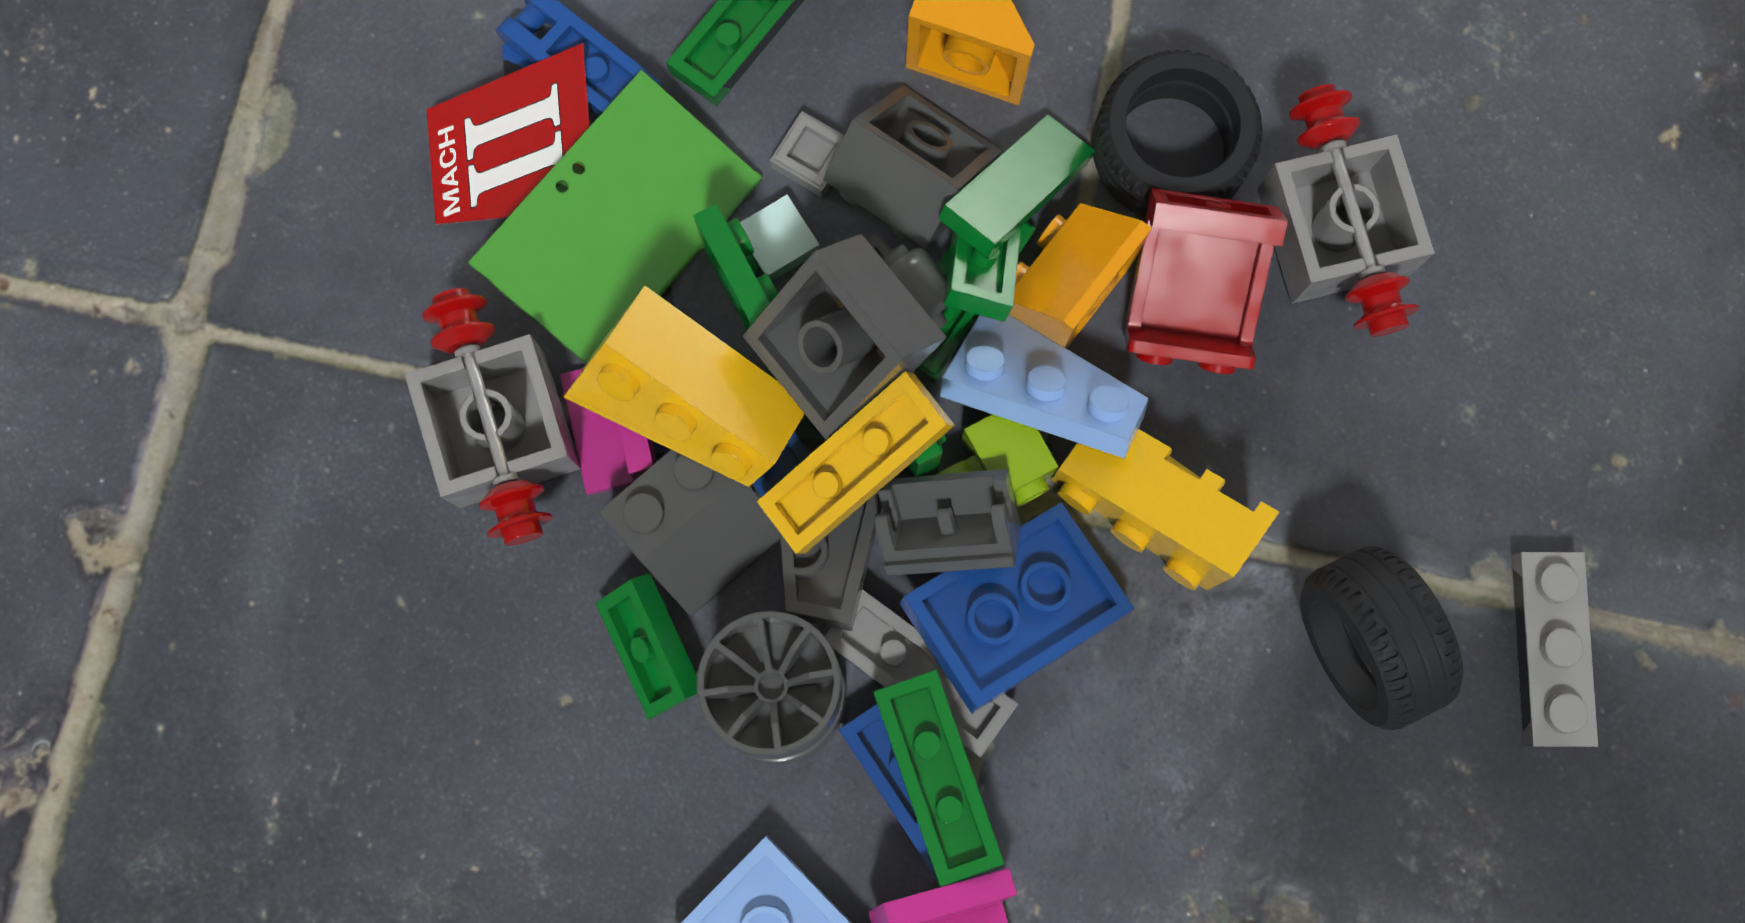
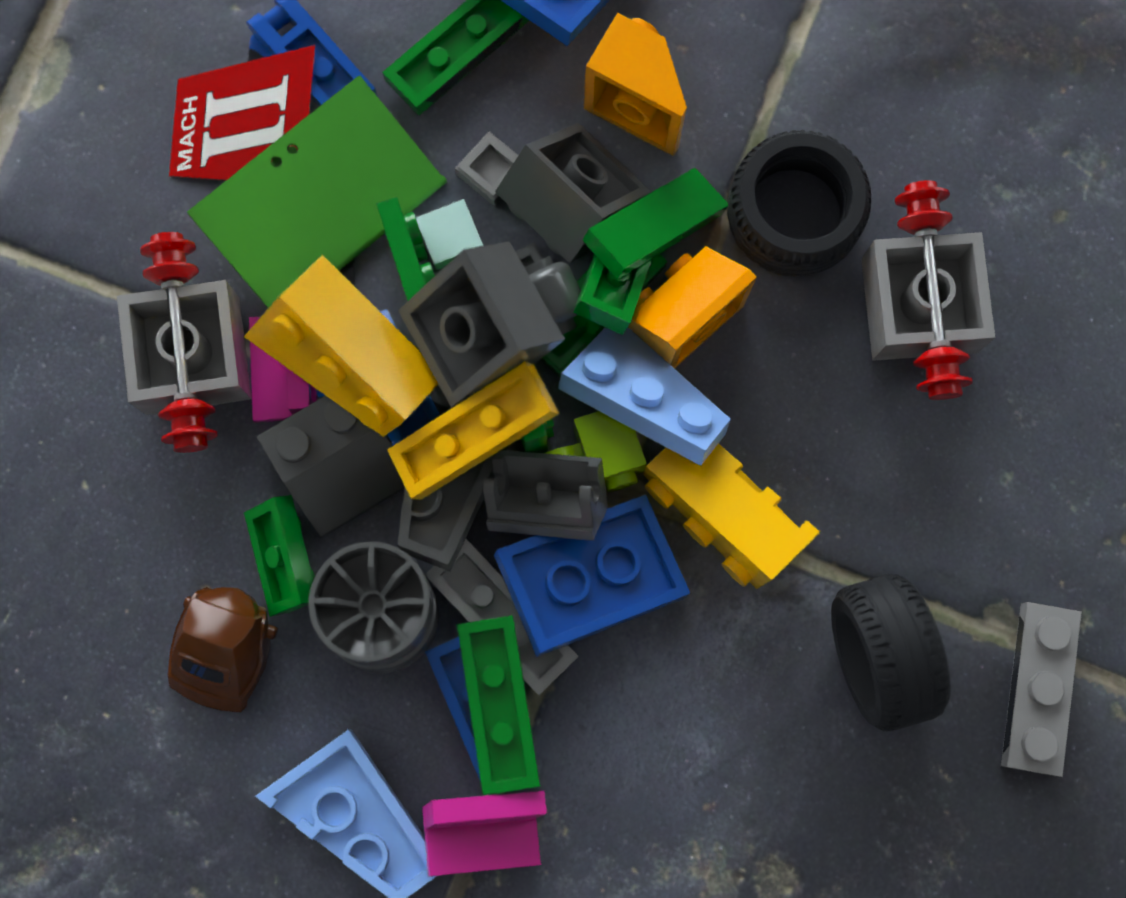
camera: 10 degrees right, 0 degrees up
(596, 767) = (220, 648): none -> reddish brown helmet
(1201, 280) = (796, 328): panel -> none

